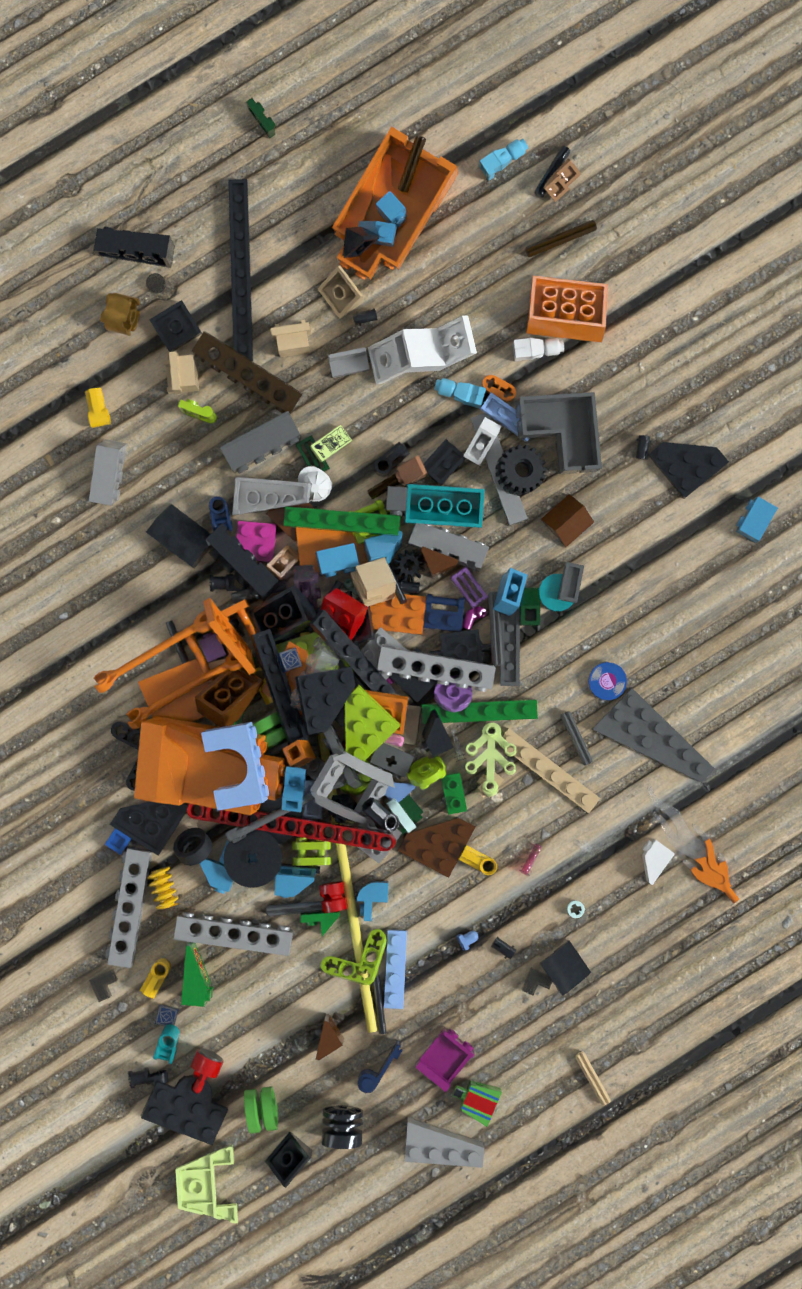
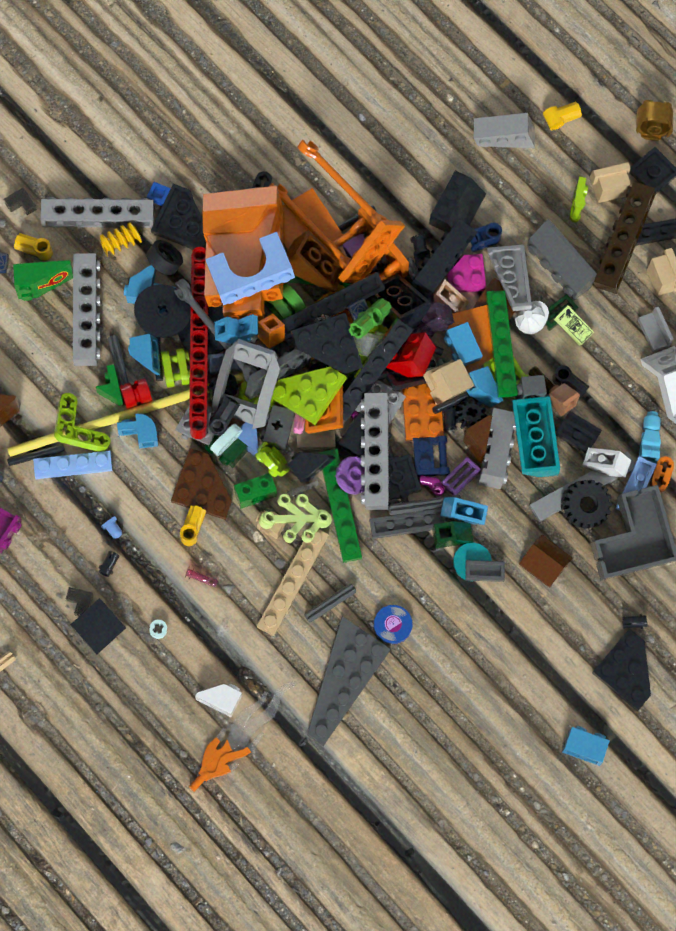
camera: 75 degrees right, 15 degrees down
(304, 651) = (370, 318): none -> bright green piece

